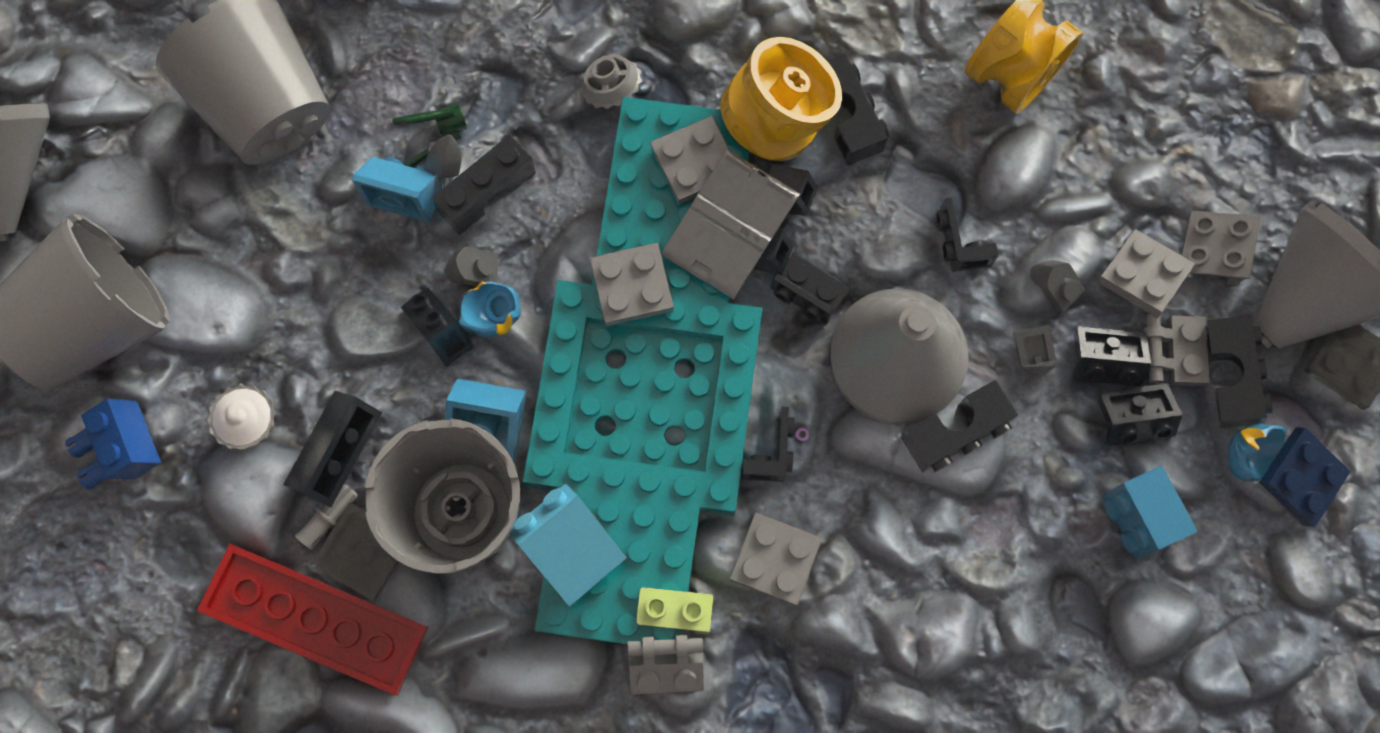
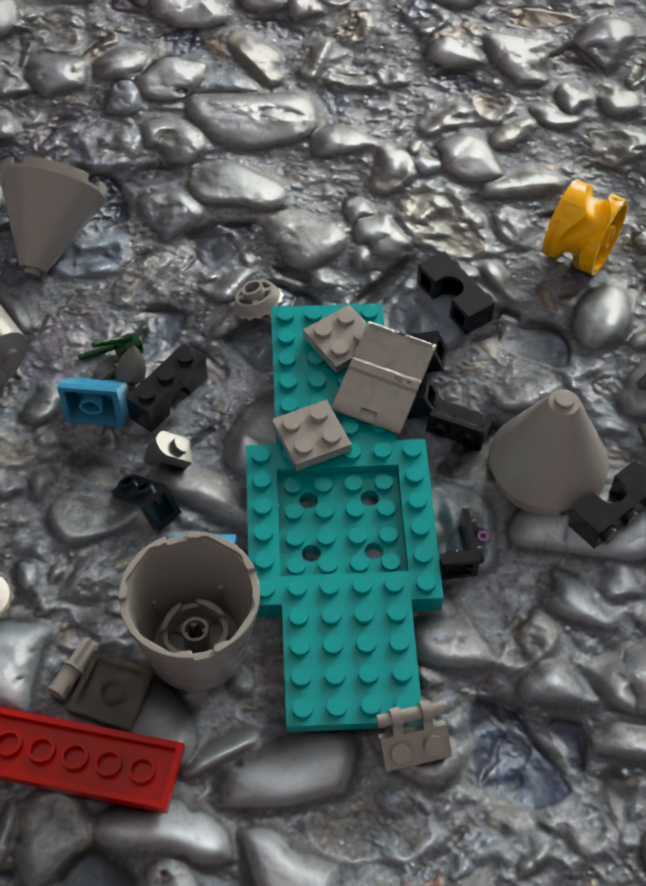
camera: 10 degrees left, 20 degrees down
(332, 448) = (71, 608): black brick -> none
(489, 309) = (191, 477): dark azure hair -> none
(567, 543) = (304, 633): medium azure brick -> none
(675, 610) = (411, 683): yellowish green bracket -> none
(776, 559) = (487, 637): light grey plate -> none
(780, 99) = (402, 284): yellow piece -> none
(972, 255) = (577, 380): black bracket -> none

